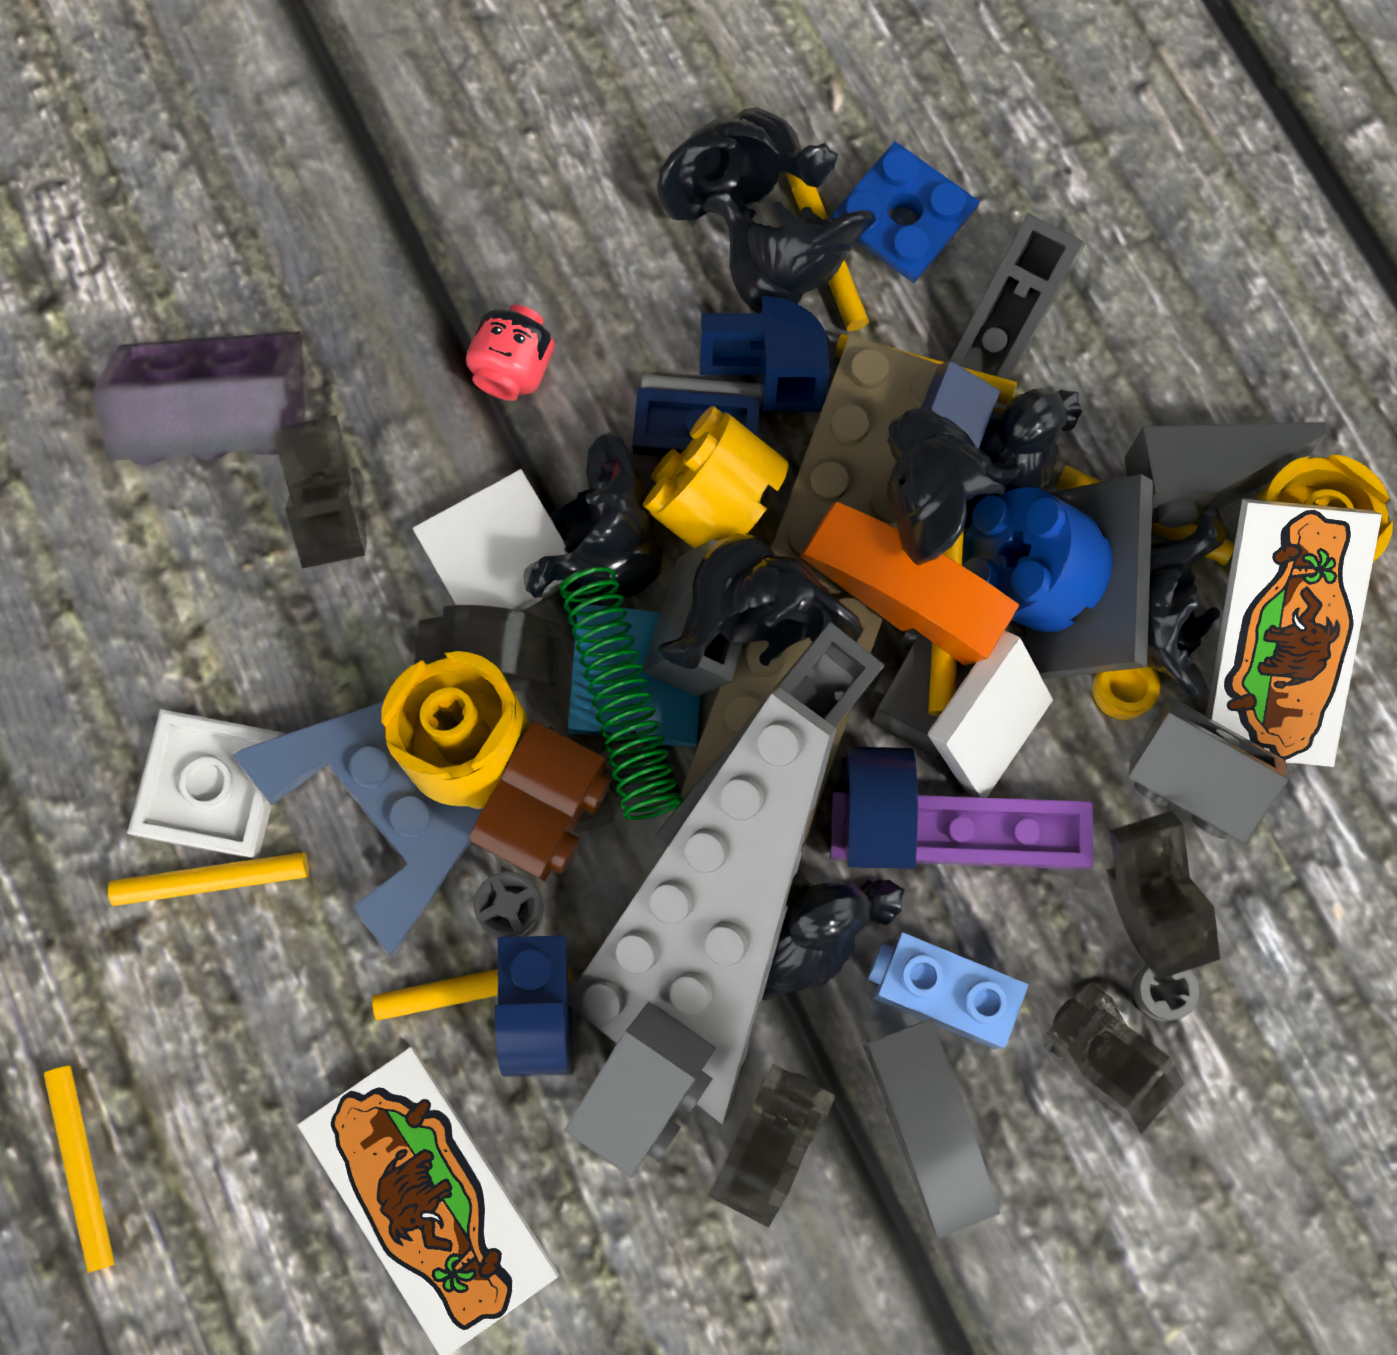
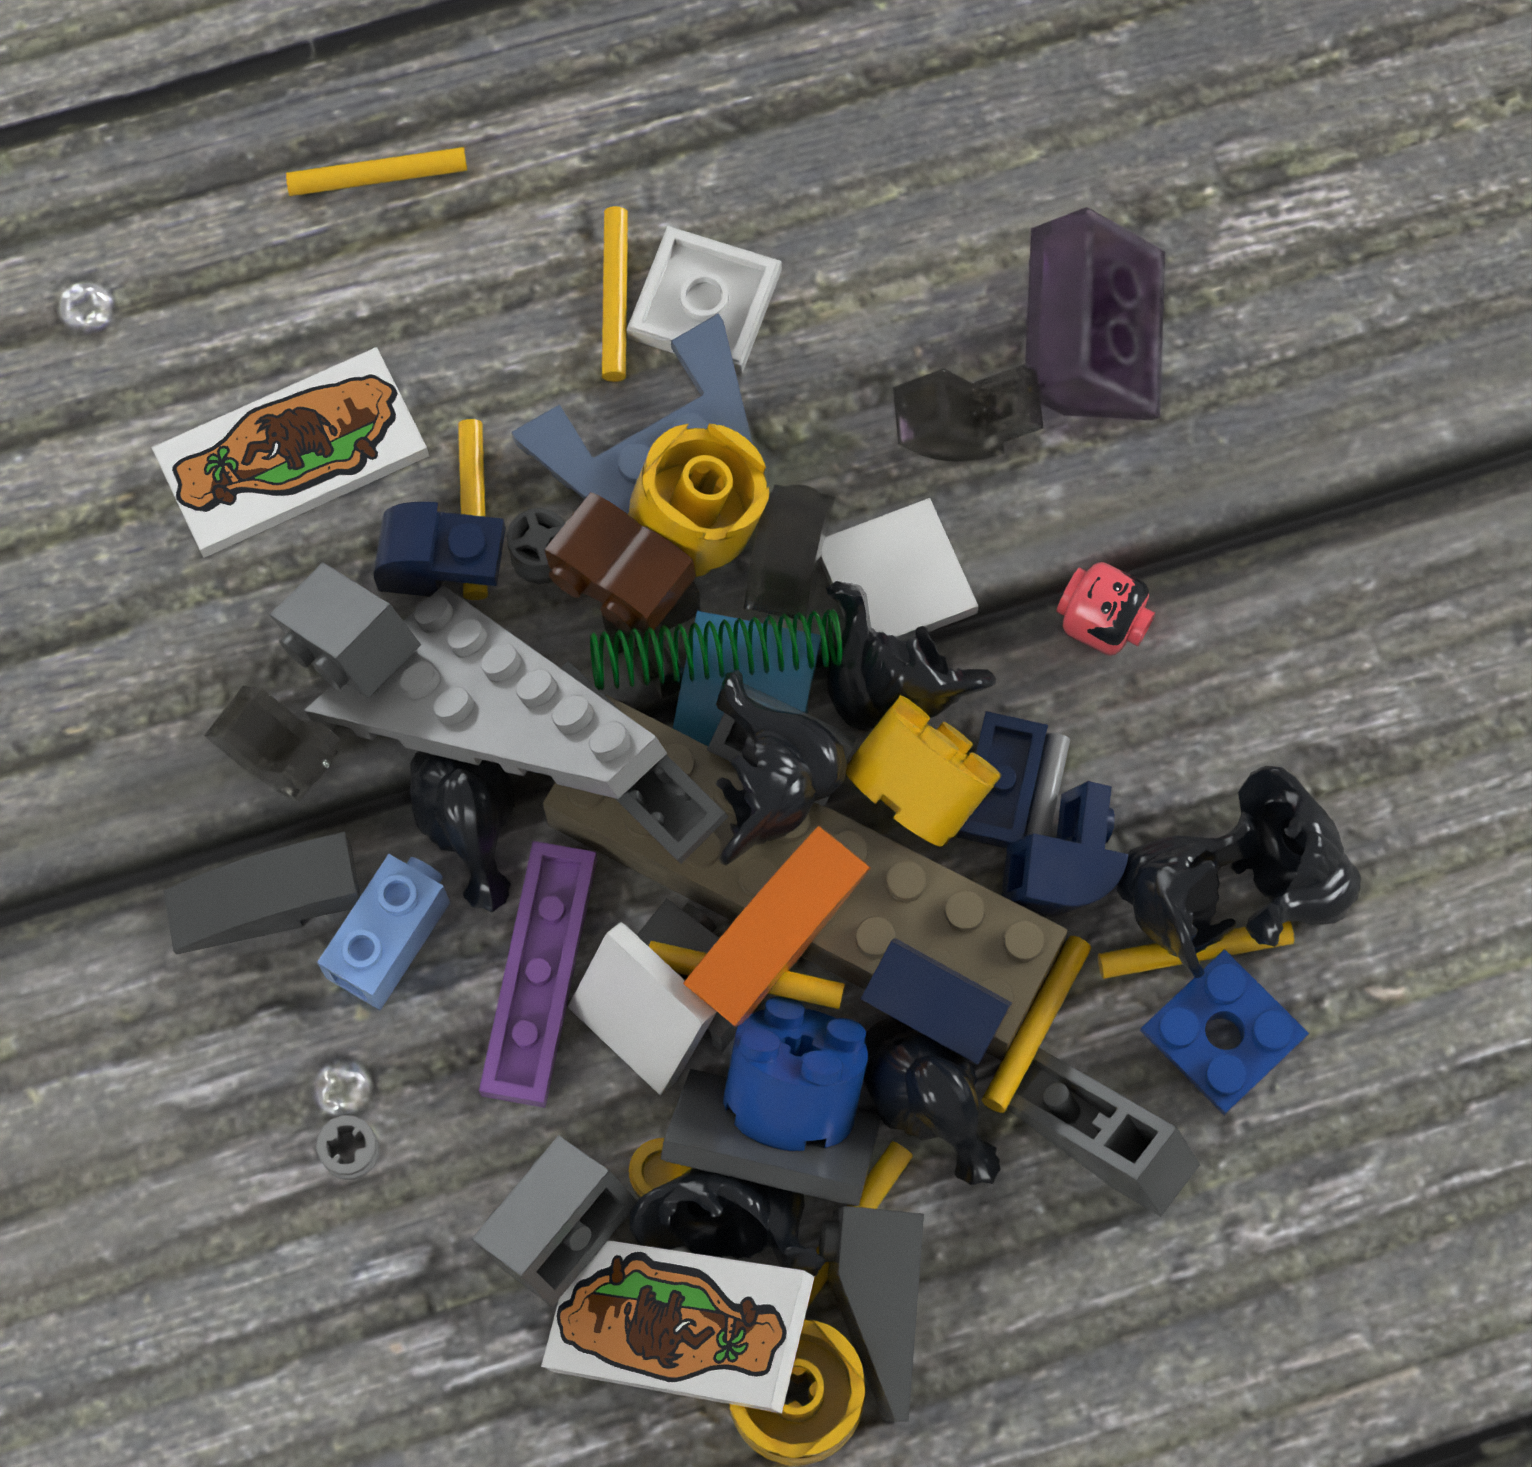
camera: 100 degrees right, 5 degrees down
(880, 807) = (567, 879): dark blue brick -> none
(934, 480) = (882, 954): black piece -> none
(1112, 1059) = (291, 1071): clear smoke brick -> none
(1158, 900) = (434, 1148): clear smoke brick -> none

